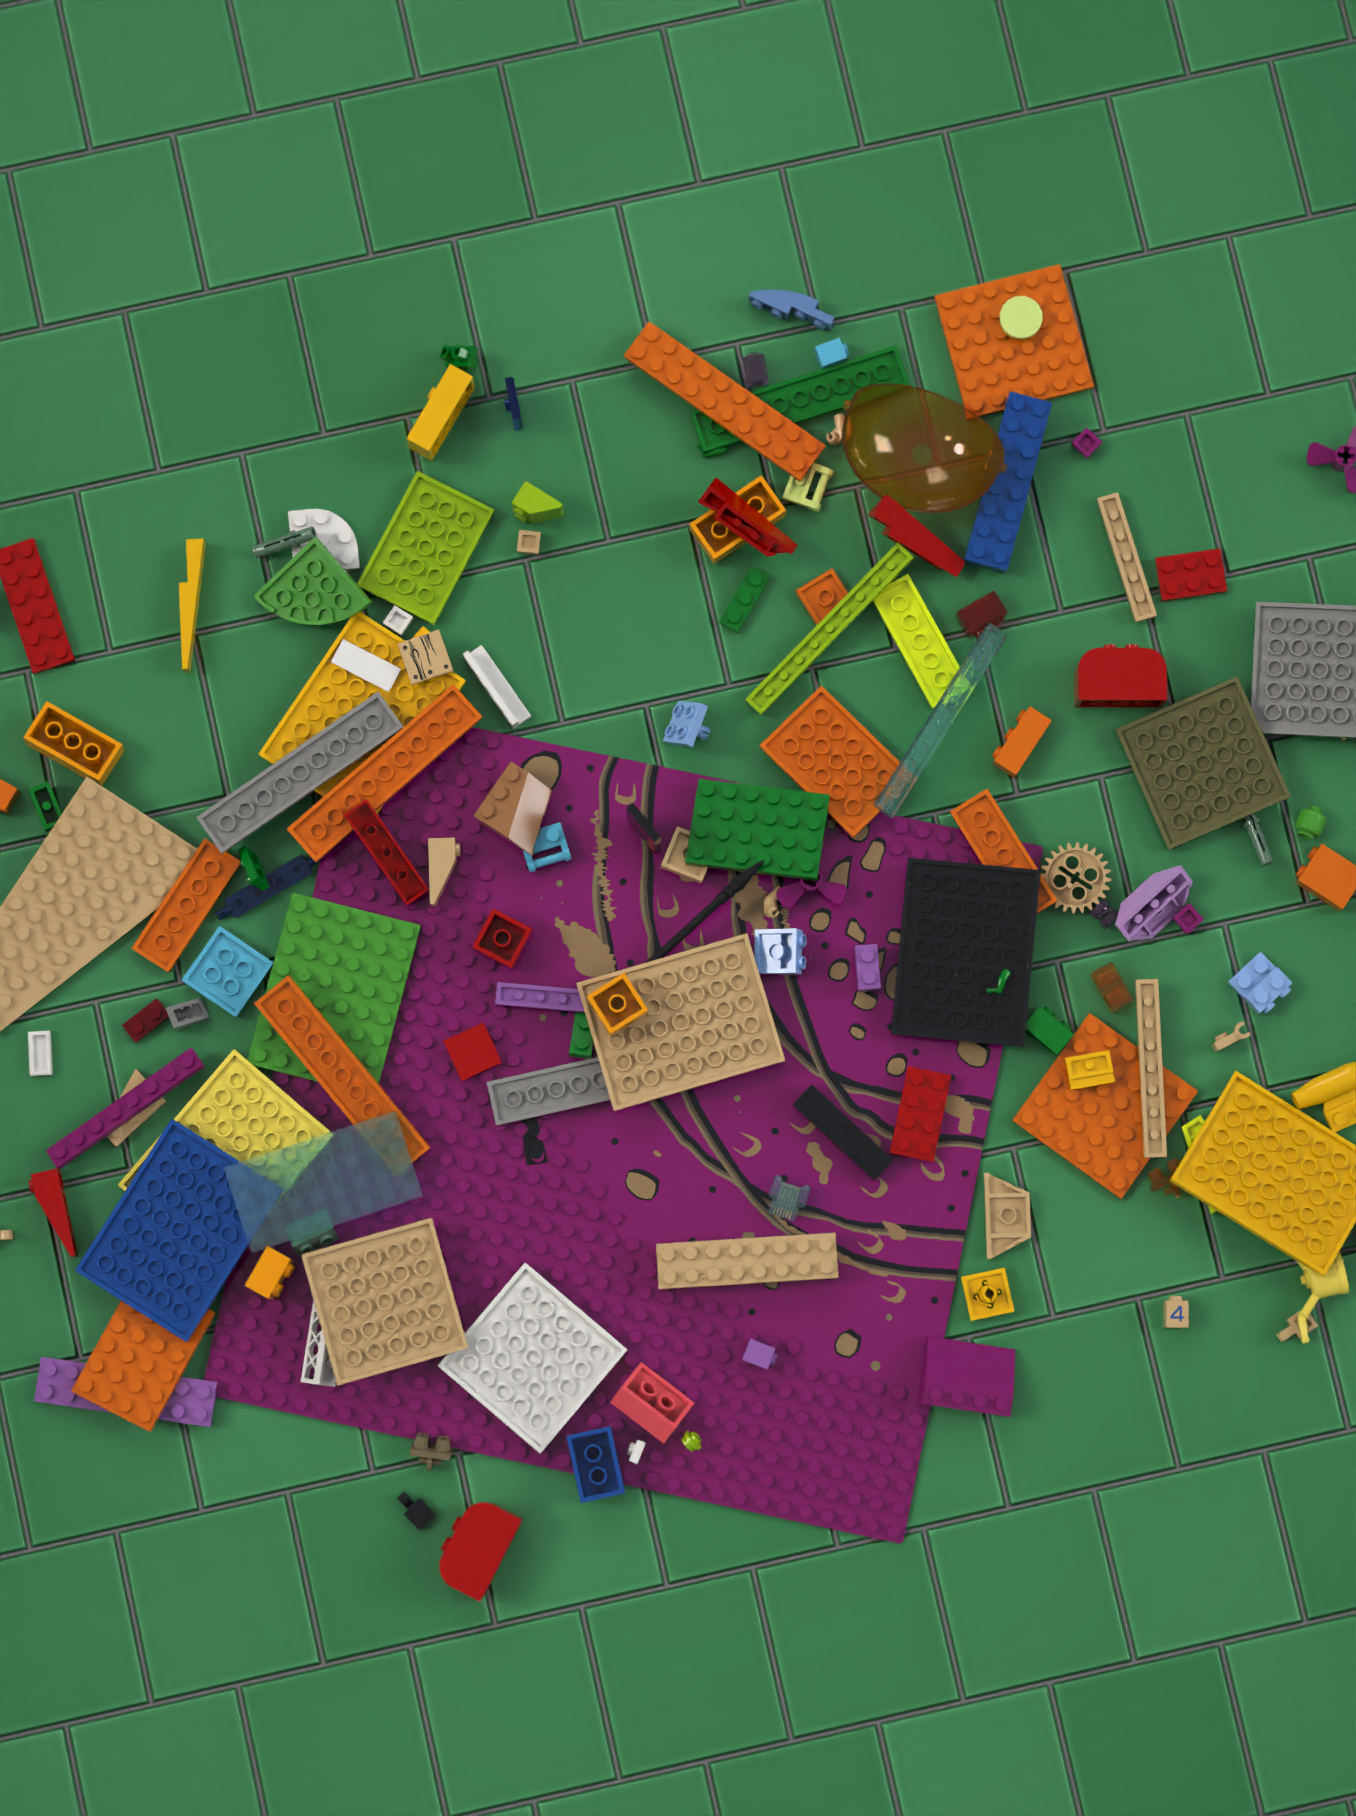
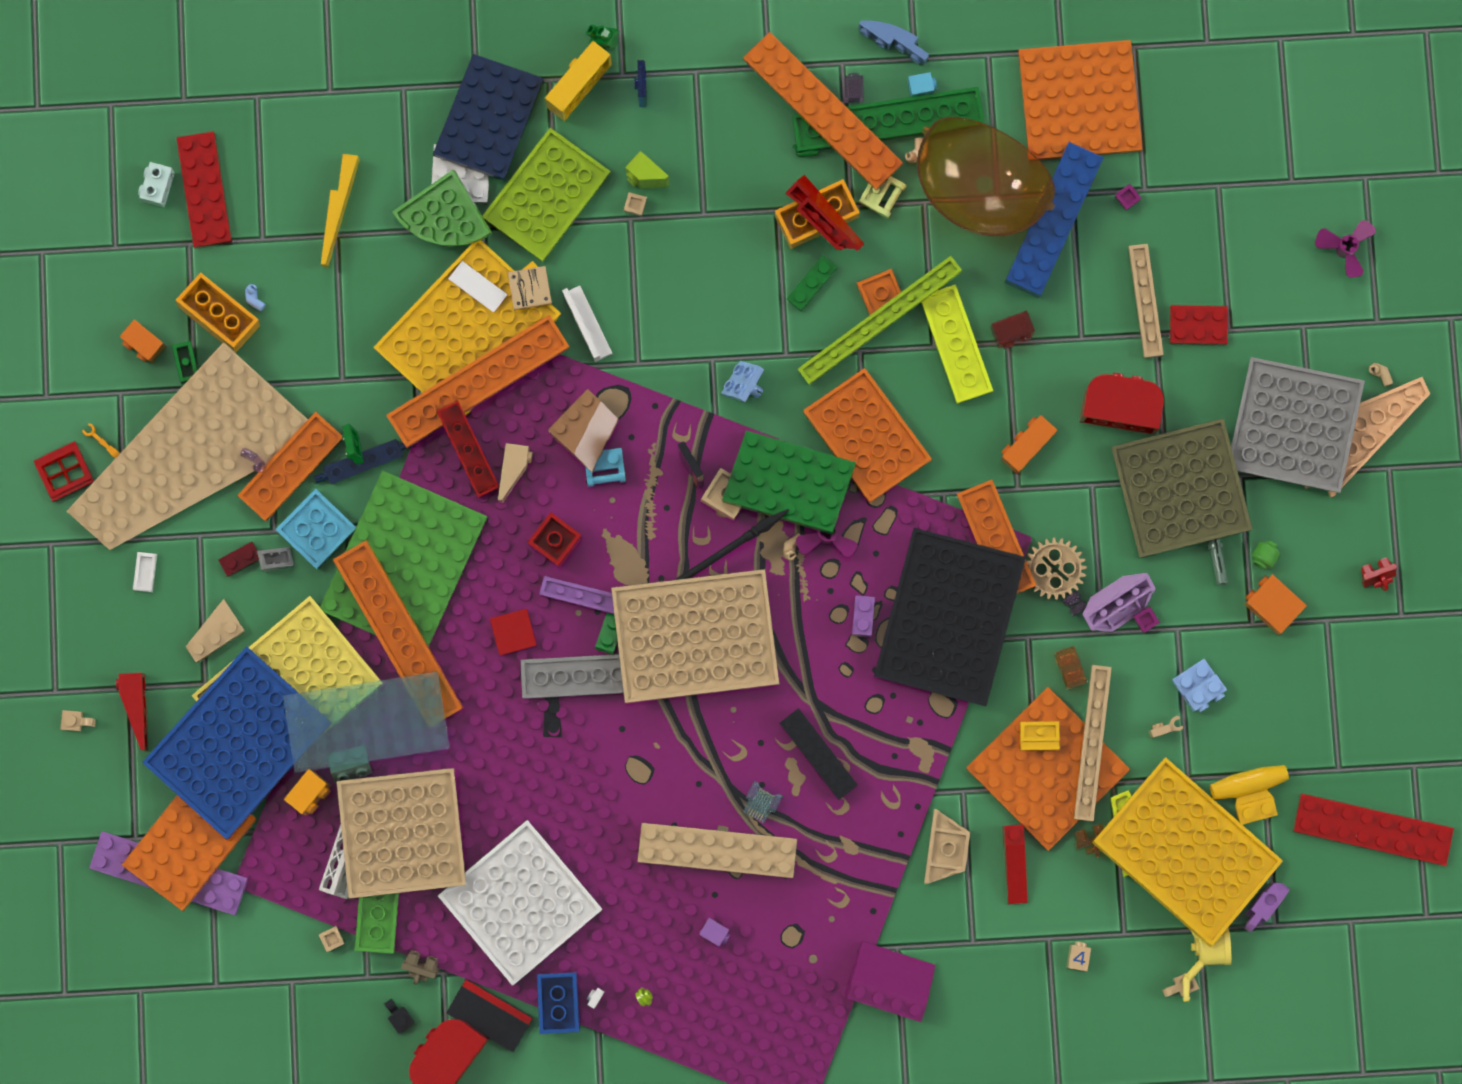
camera: 10 degrees right, 0 degrees up
(109, 720) = (252, 297): none -> light blue arm
(125, 1108) = (208, 631): magenta plate -> none
(142, 901) = (255, 458): none -> arm
(292, 539) = (435, 169): sand green pin -> none
(300, 772) = (405, 369): light grey plate -> none
(324, 1435) = (331, 939): none -> tan plate
(345, 470) = (488, 117): none -> dark blue plate
(374, 1408) = (377, 923): none -> bright green plate
(397, 620) = (512, 252): white plate -> none
(519, 1491) = (490, 1015): none -> black tile
(617, 1004) = (642, 612): light orange brick -> none
(652, 1402) = (615, 958): coral slope -> none
(779, 951) = (790, 589): light blue plate -> none
(914, 536) = (966, 253): red wedge -> none
(920, 1114) = (887, 749): red plate -> none
(940, 720) = (961, 414): clear light blue plate -> none
(996, 1280) = (928, 903): yellow plate -> none
(1001, 982) = (976, 647): green piece -> none
(1021, 317) = (1089, 80): yellowish green tile -> none
(1048, 1030) = (1010, 696): green brick -> none
(1086, 1219) = (1015, 863): none -> red slope

